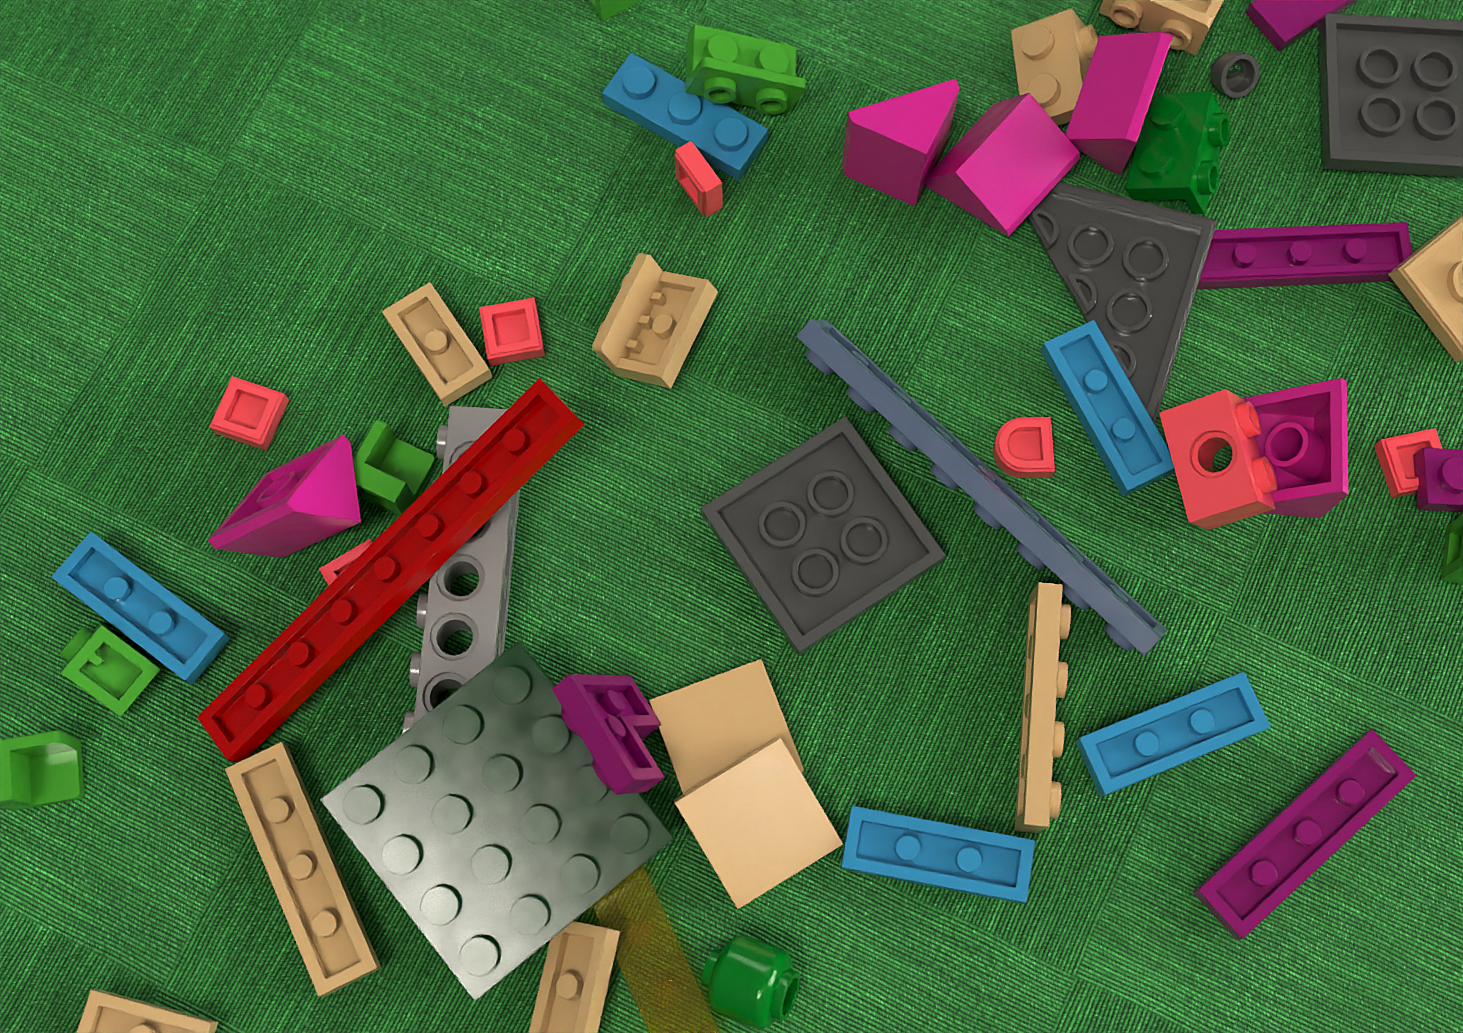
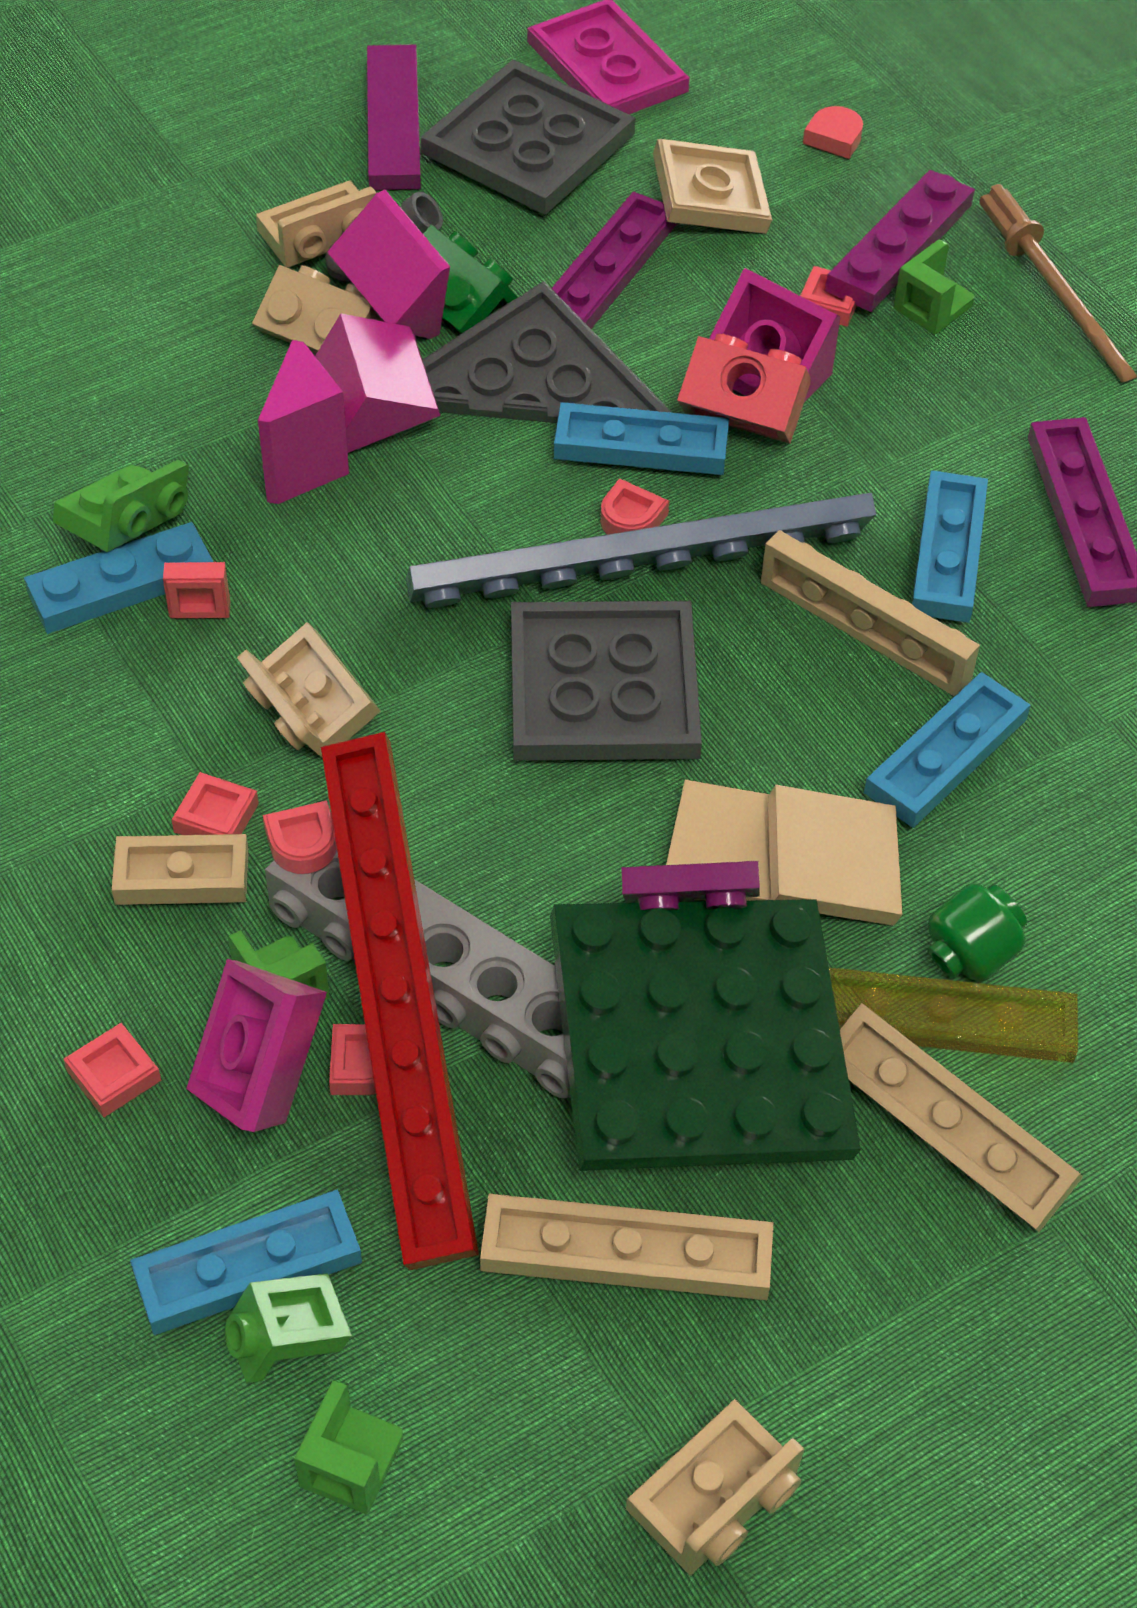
camera: 60 degrees left, 20 degrees down
(480, 408) = (301, 837): none -> coral tile

